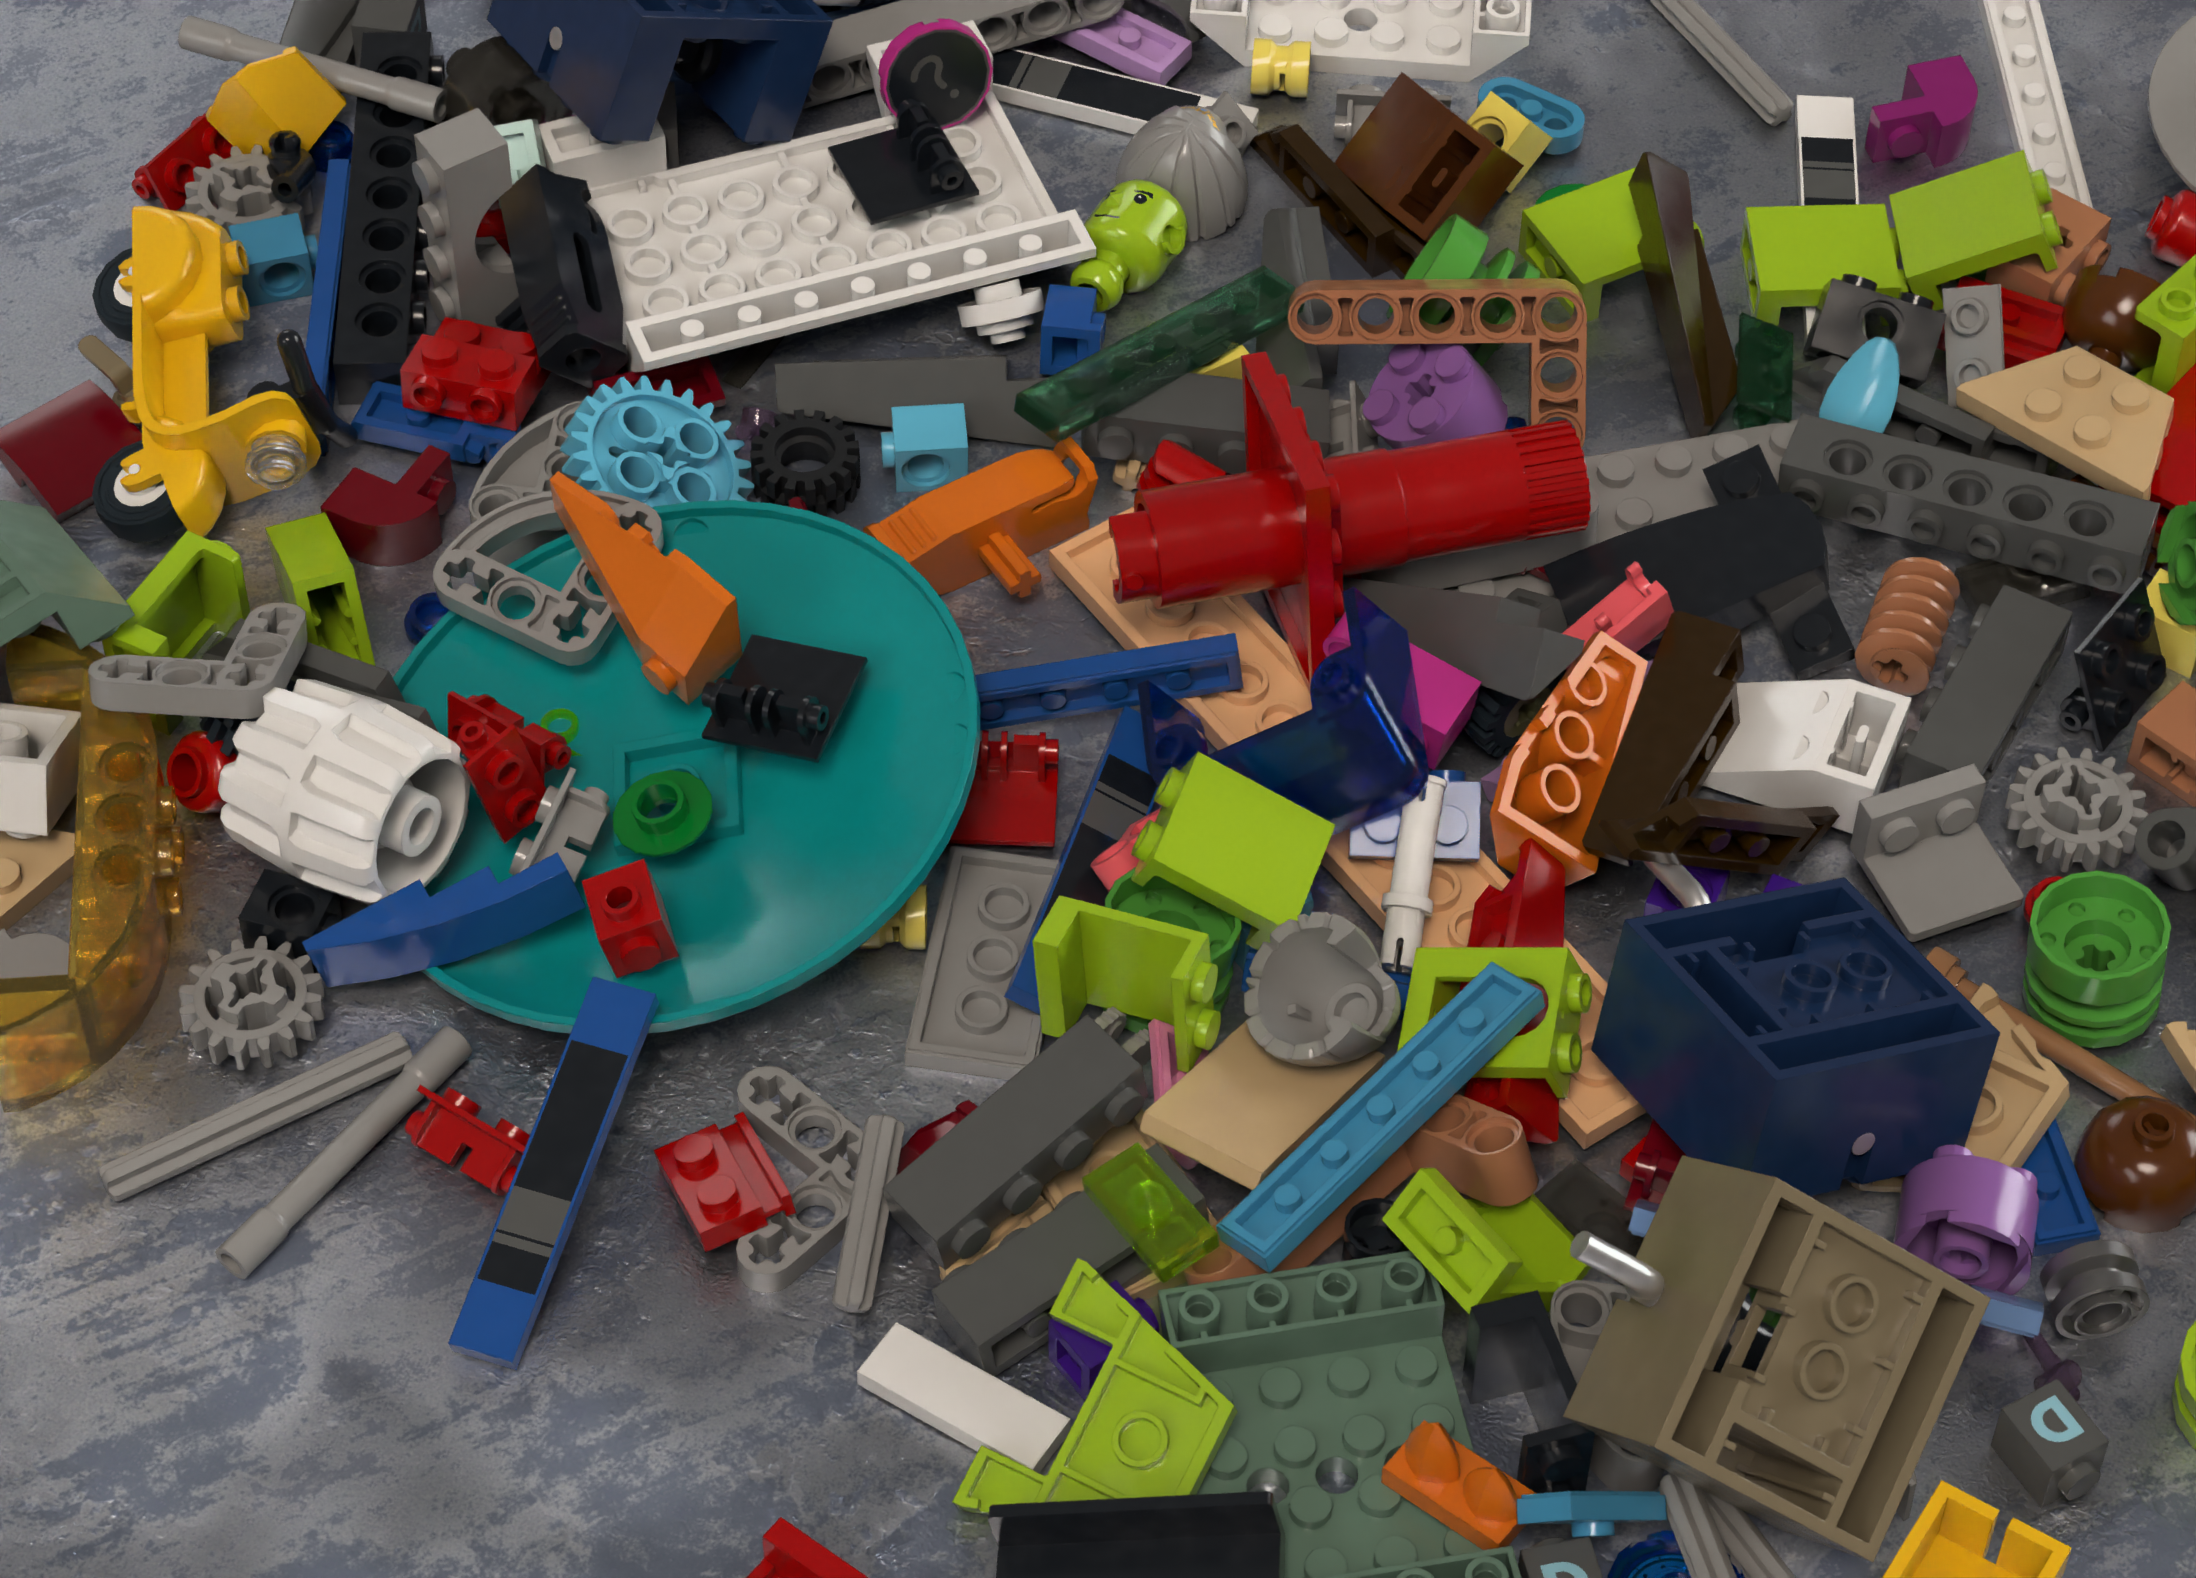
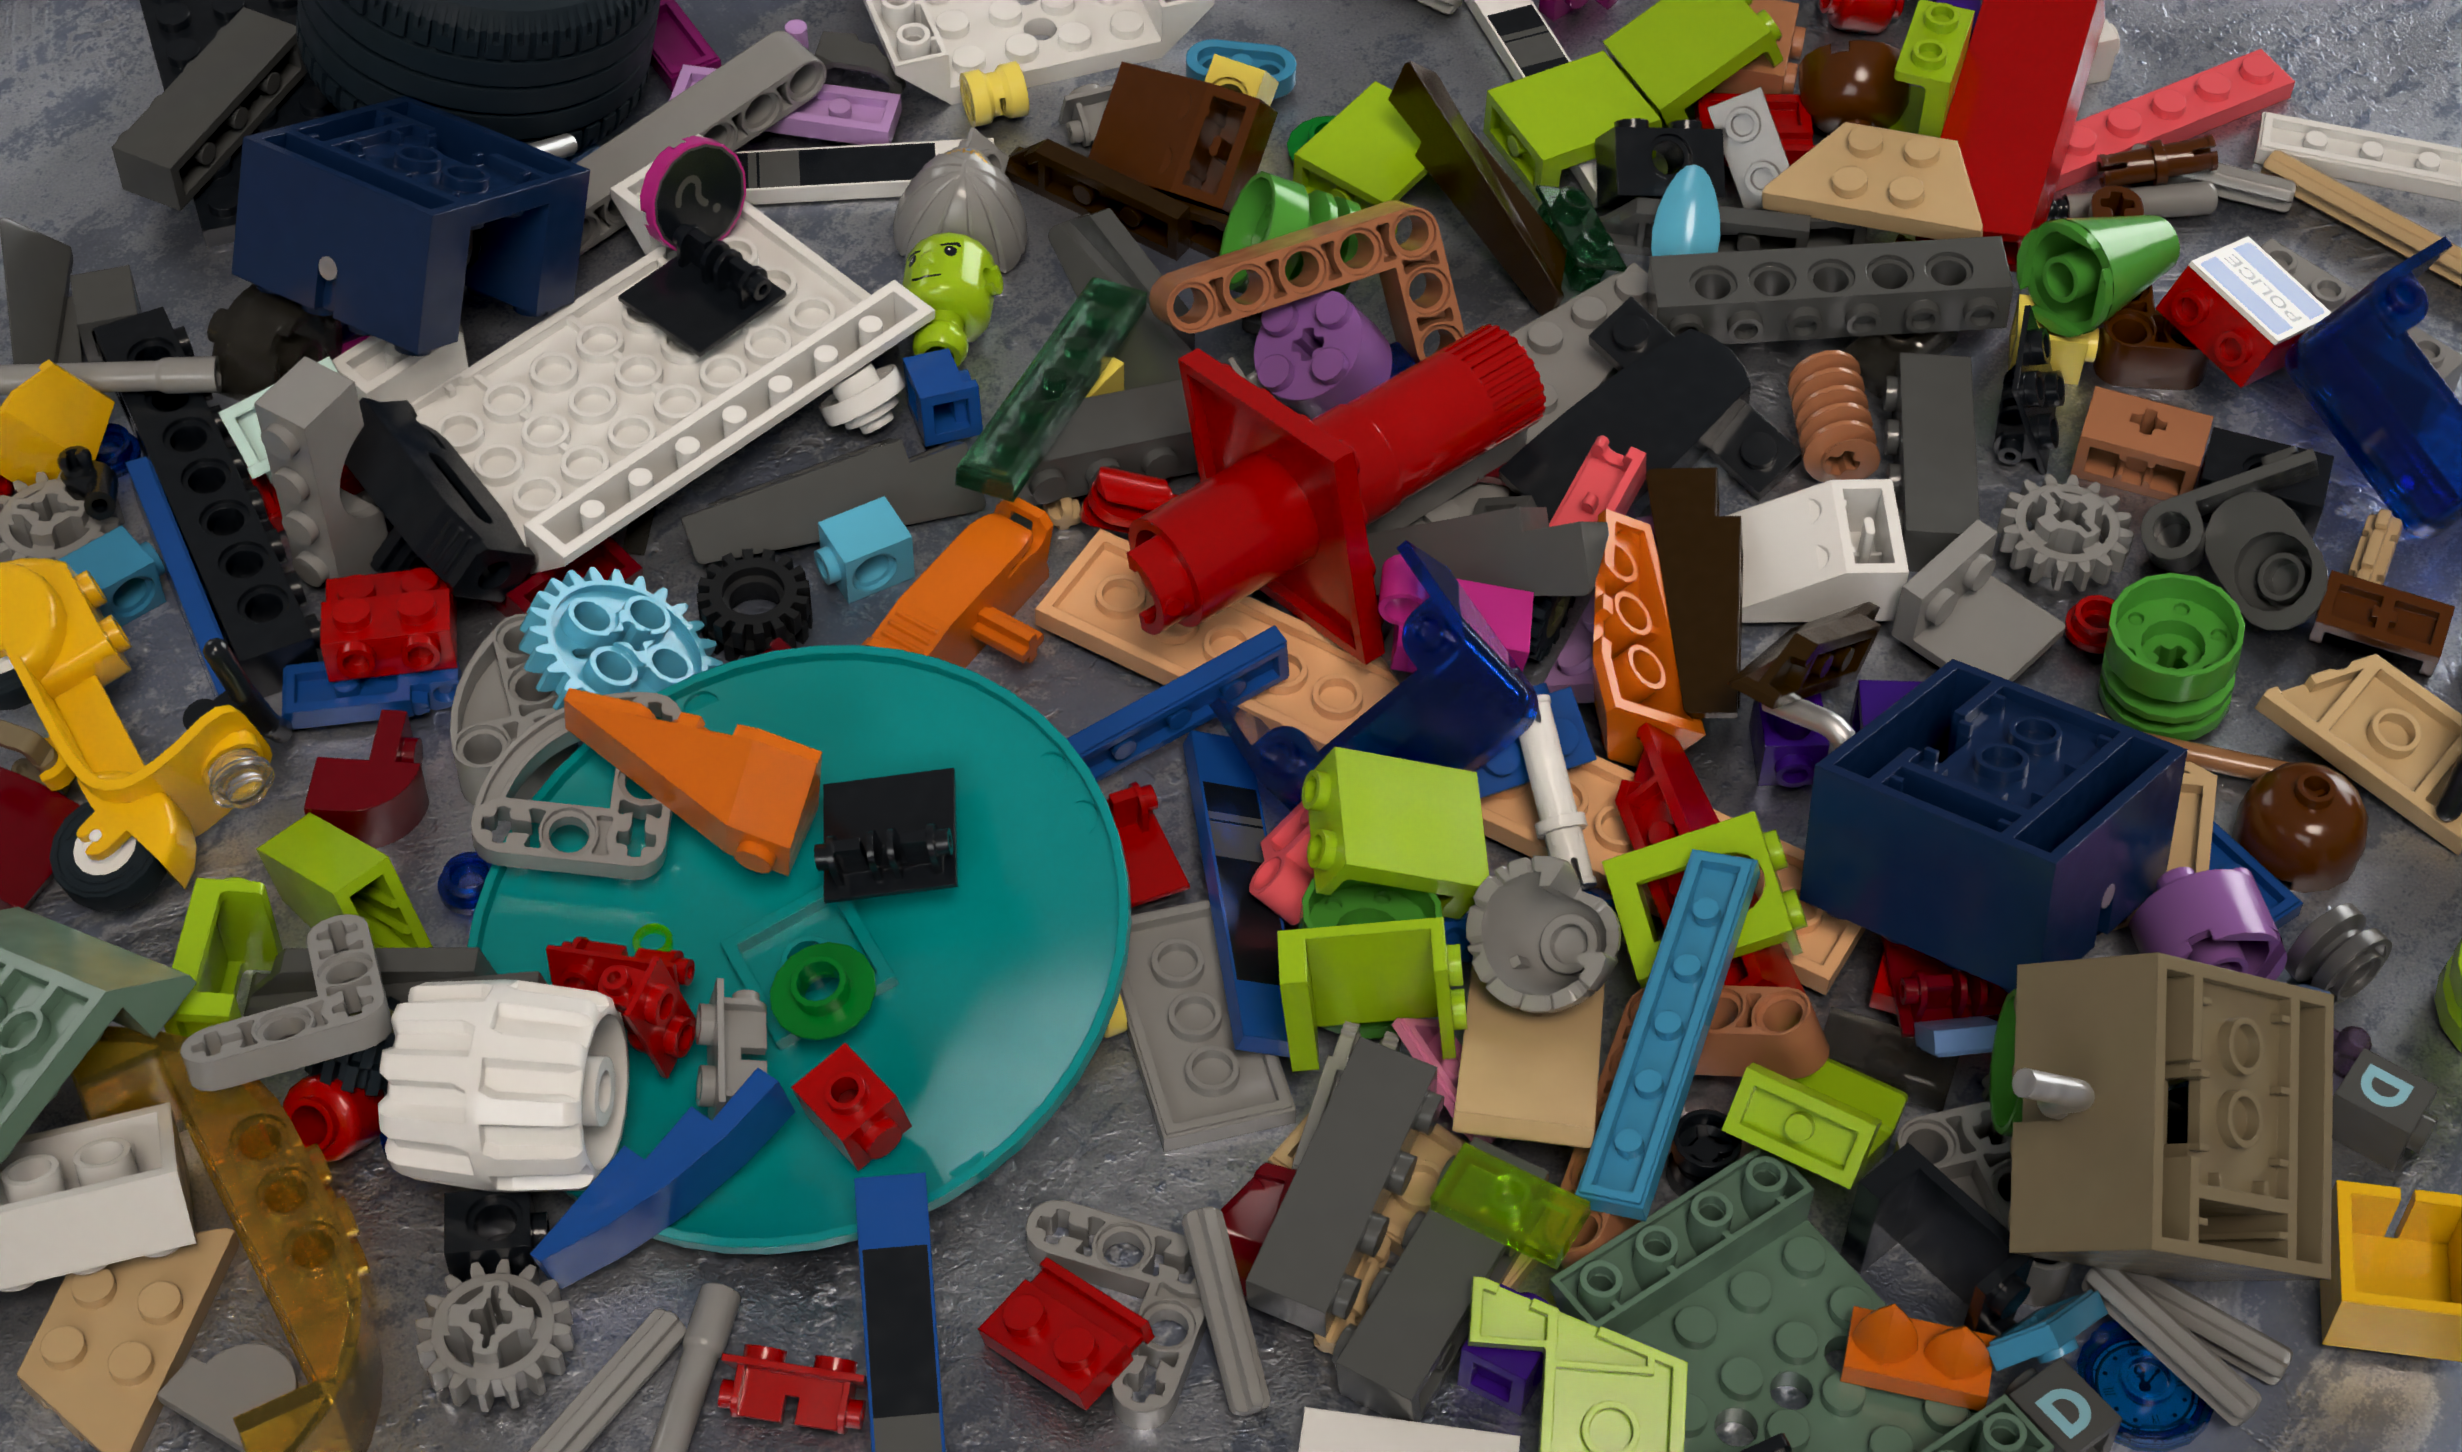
camera: 25 degrees left, 0 degrees up
(751, 420) = (682, 583): clear purple hand -> none

